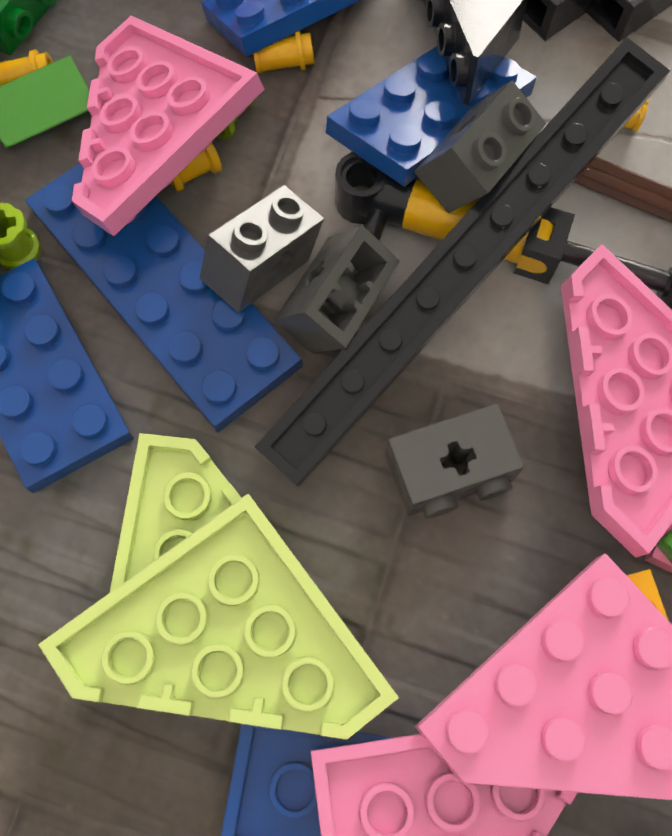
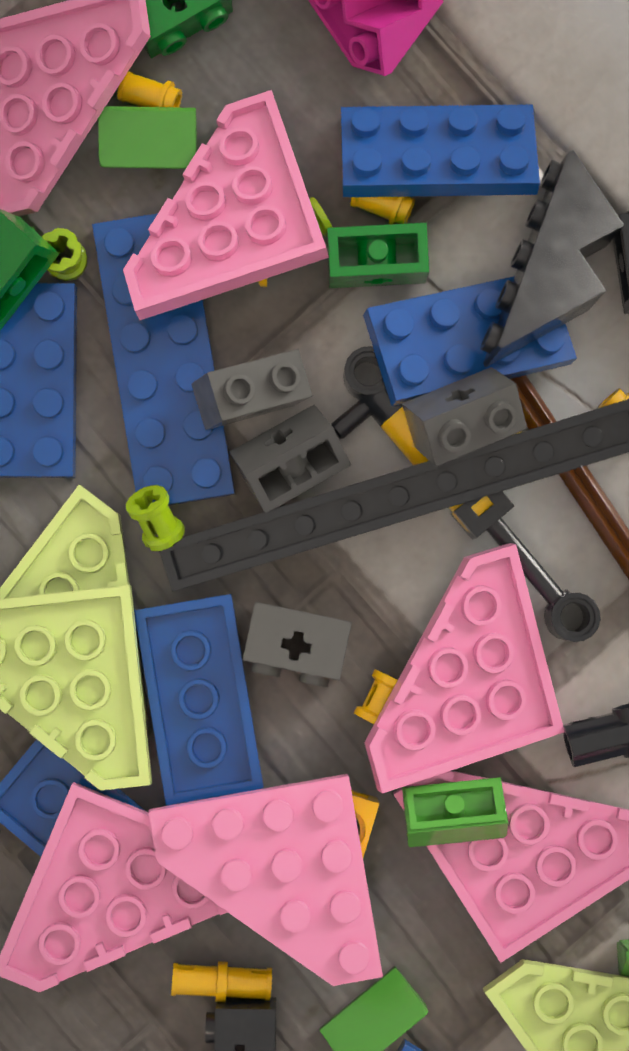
camera: 25 degrees right, 15 degrees up
(236, 418) = (155, 518): none -> lime bush
(308, 82) = (377, 255): none -> green brick
(392, 583) = (199, 699): none -> blue plate
(568, 470) = (376, 697): none -> yellow bush

